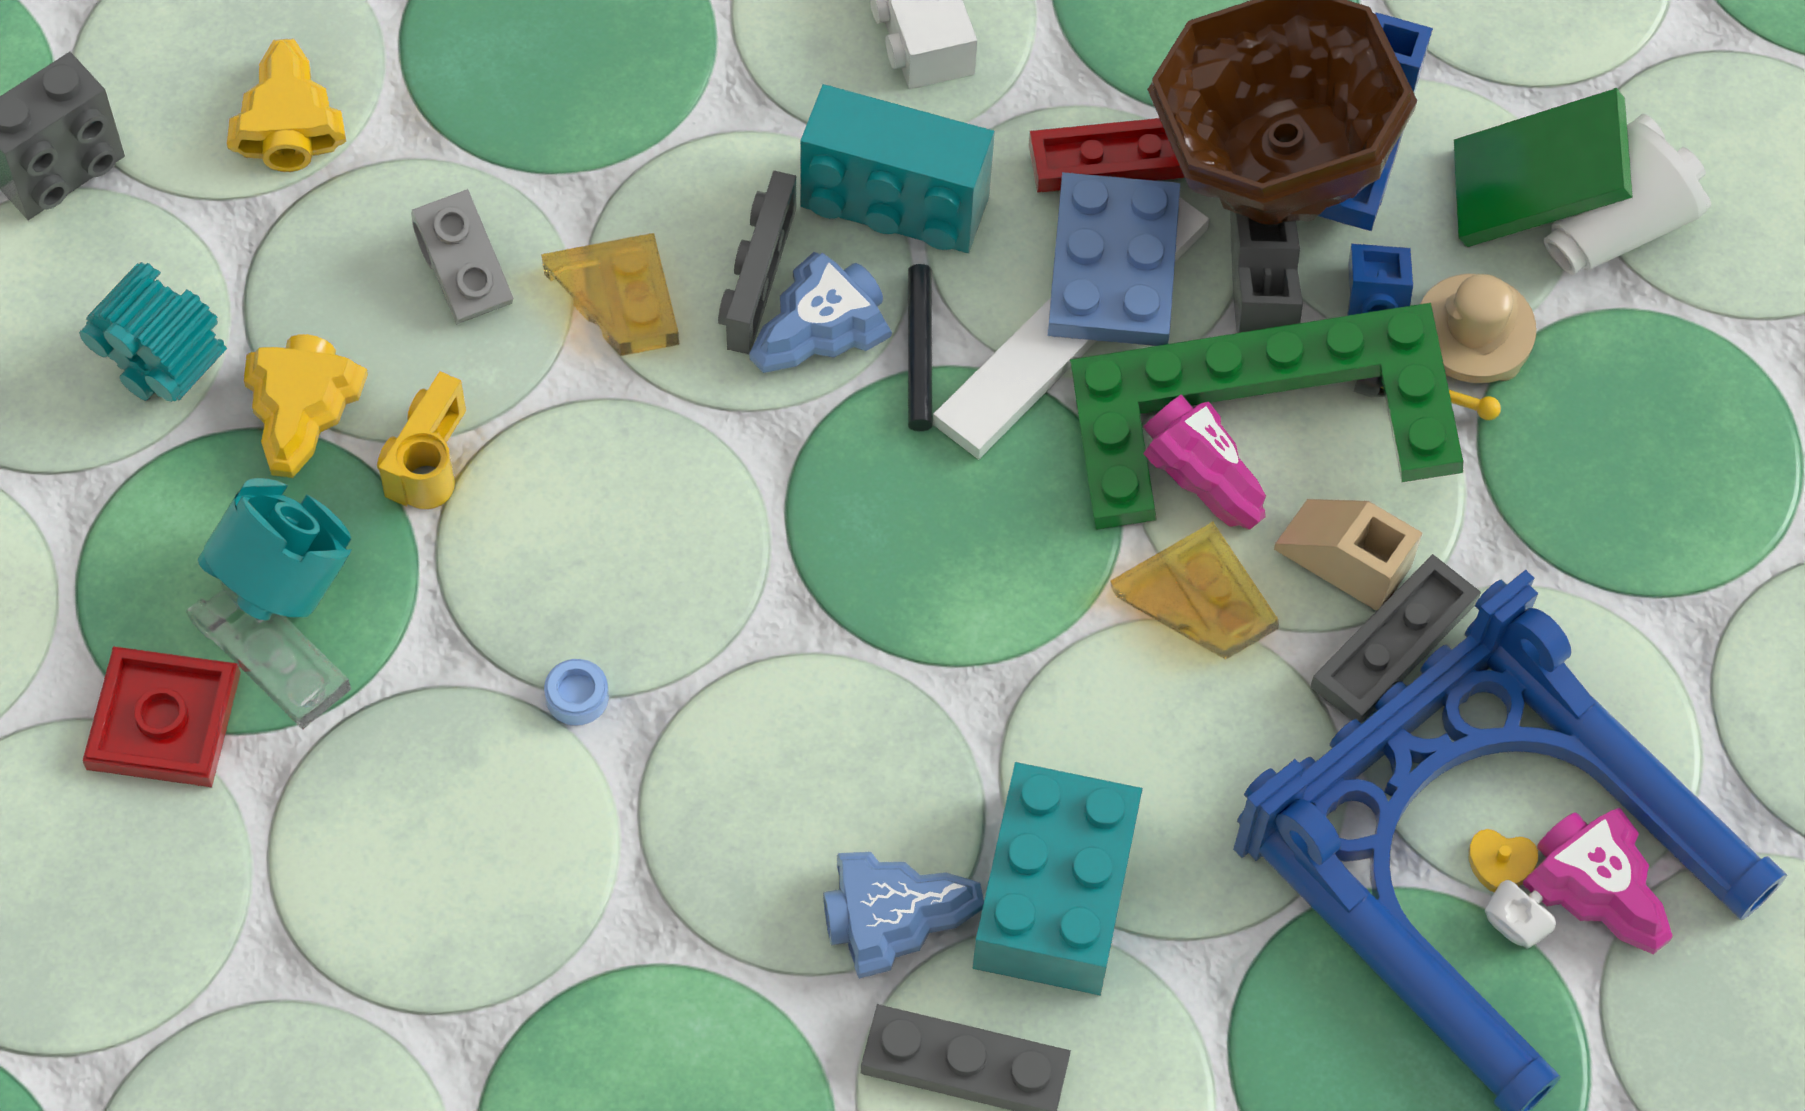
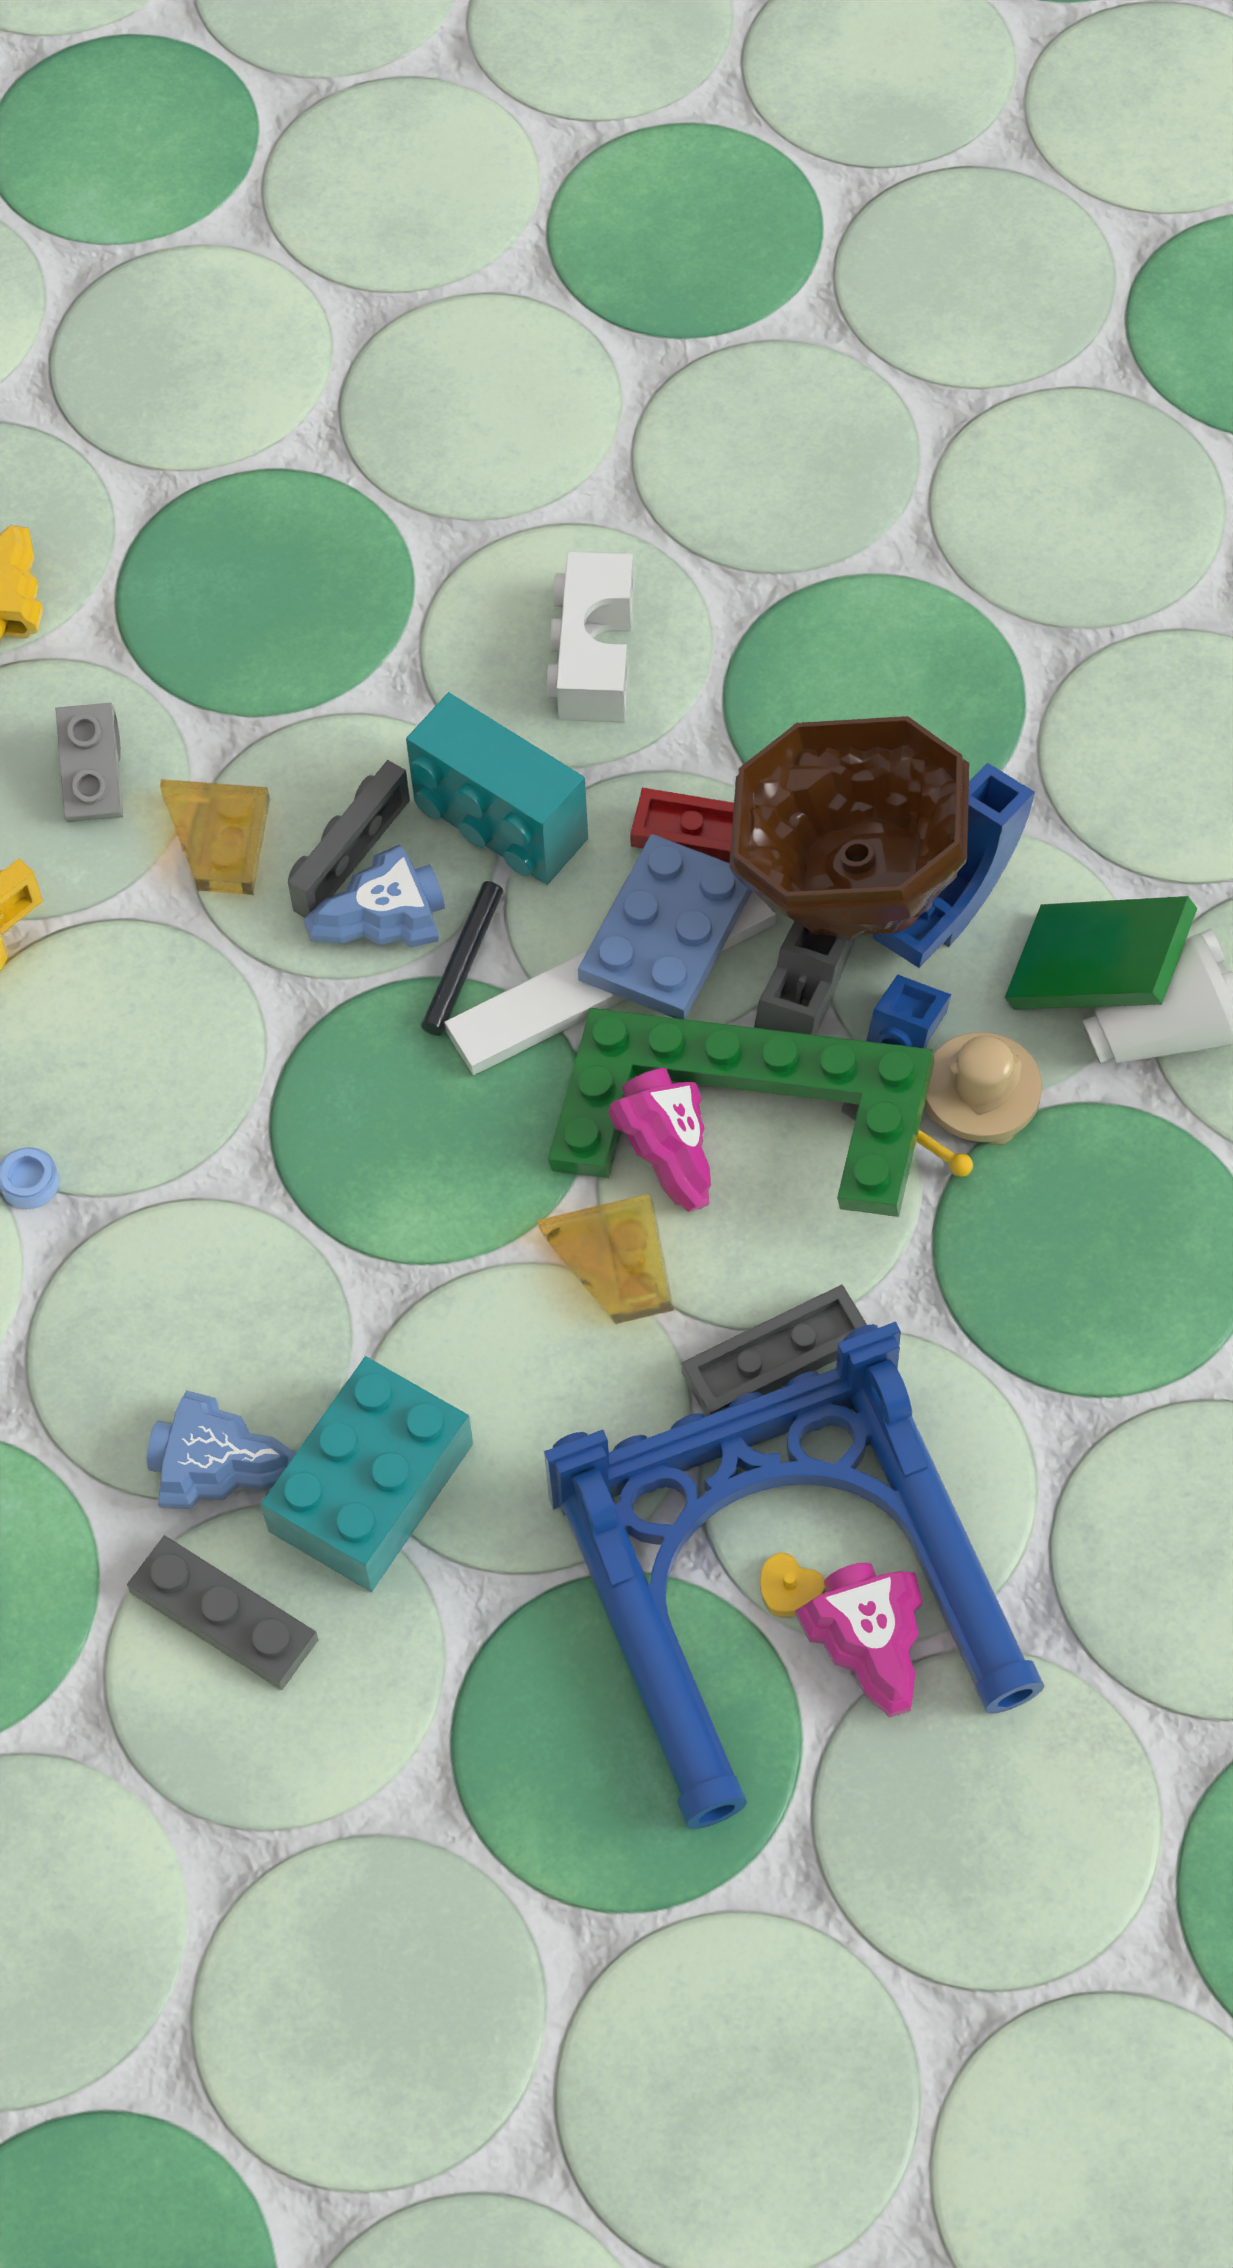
camera: 25 degrees right, 0 degrees up
(1352, 547) = (769, 1256): tan slope -> none
(1519, 915) = (777, 1643): white piece -> none

